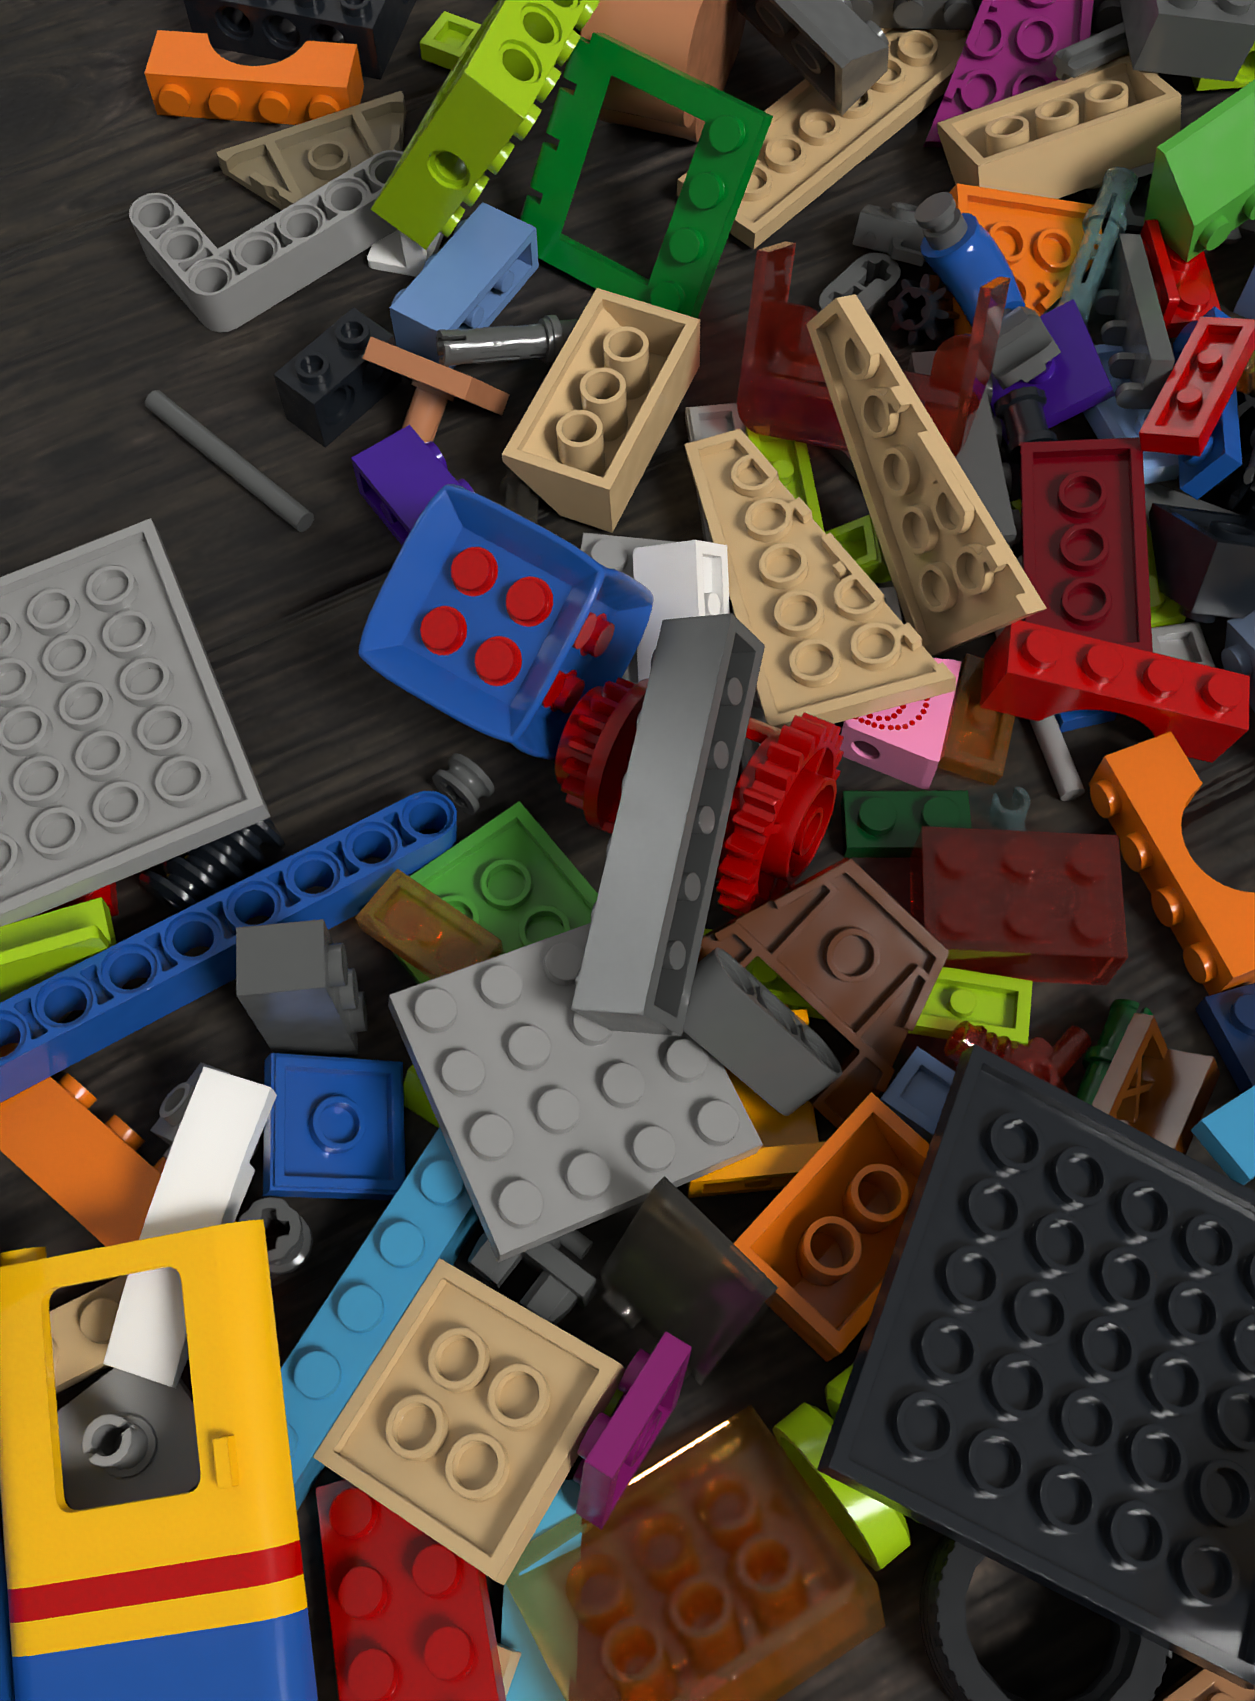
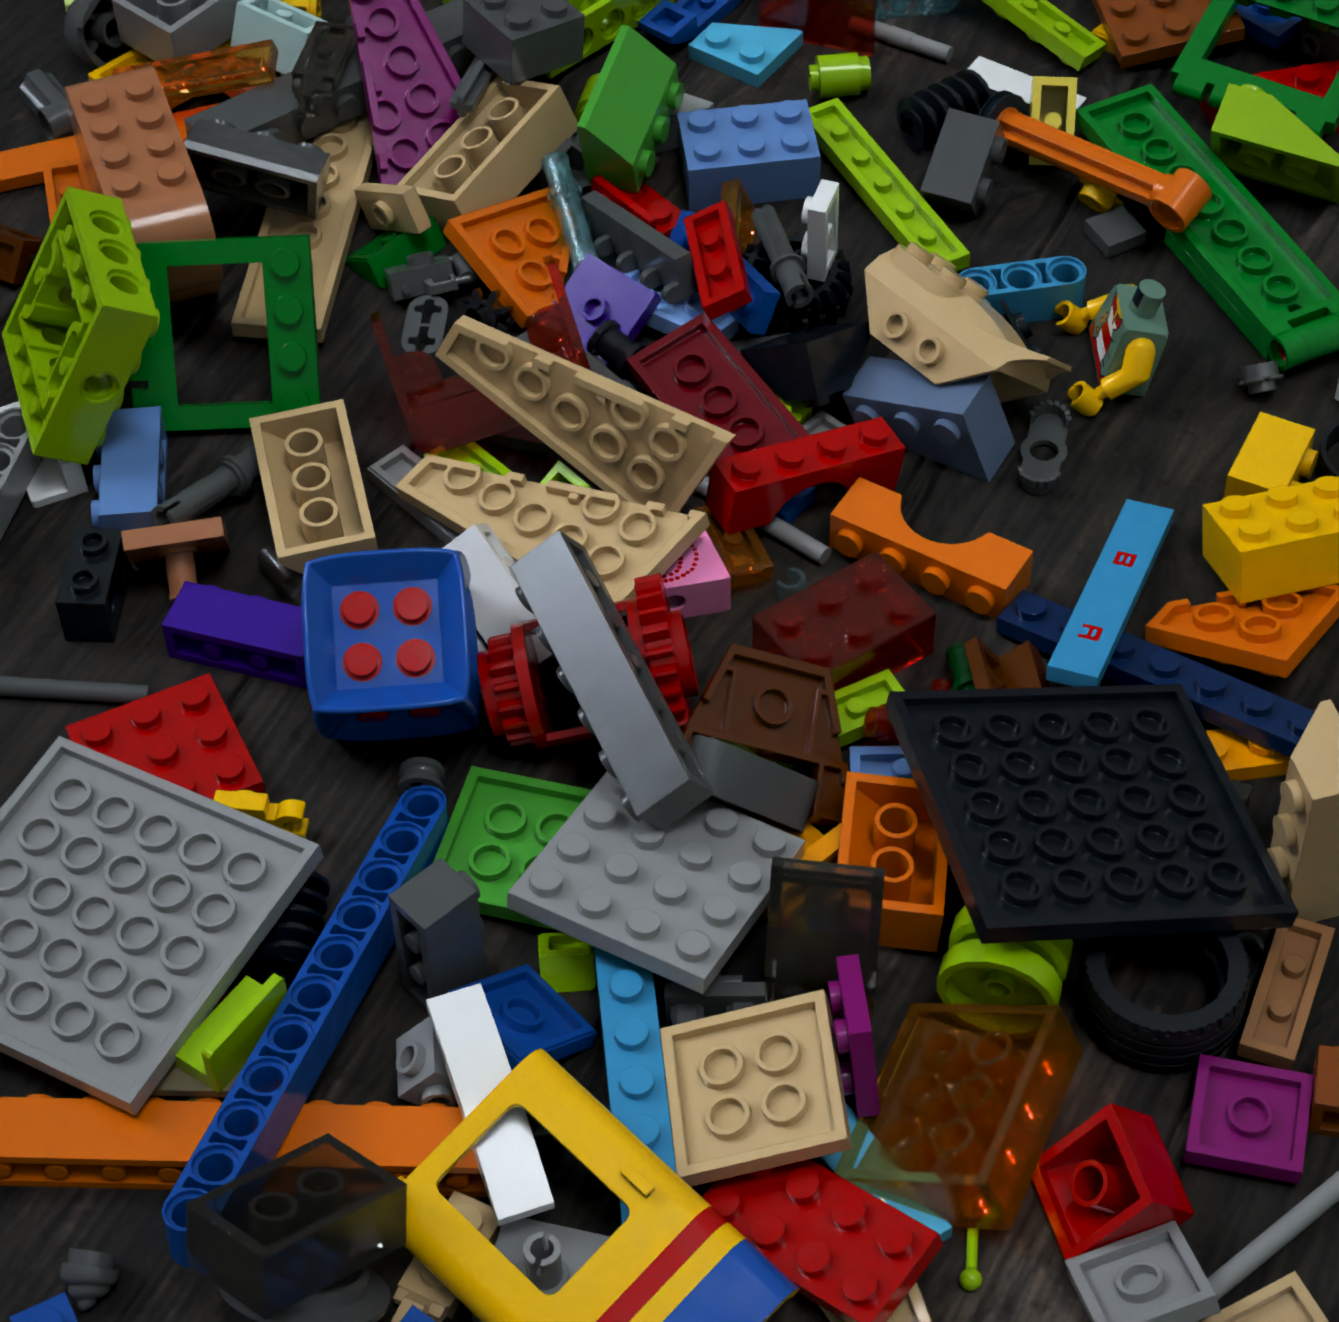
camera: 35 degrees left, 15 degrees down
(272, 596) = (177, 736): none -> red plate
(279, 712) = (285, 815): none -> yellow plate
(425, 928) = (489, 862): clear orange plate -> none
(890, 821) = (730, 626): dark green plate -> none
(897, 184) = (391, 250): none -> green slope
(921, 142) = (393, 207): none -> tan plate
(969, 258) = (520, 274): piece -> none

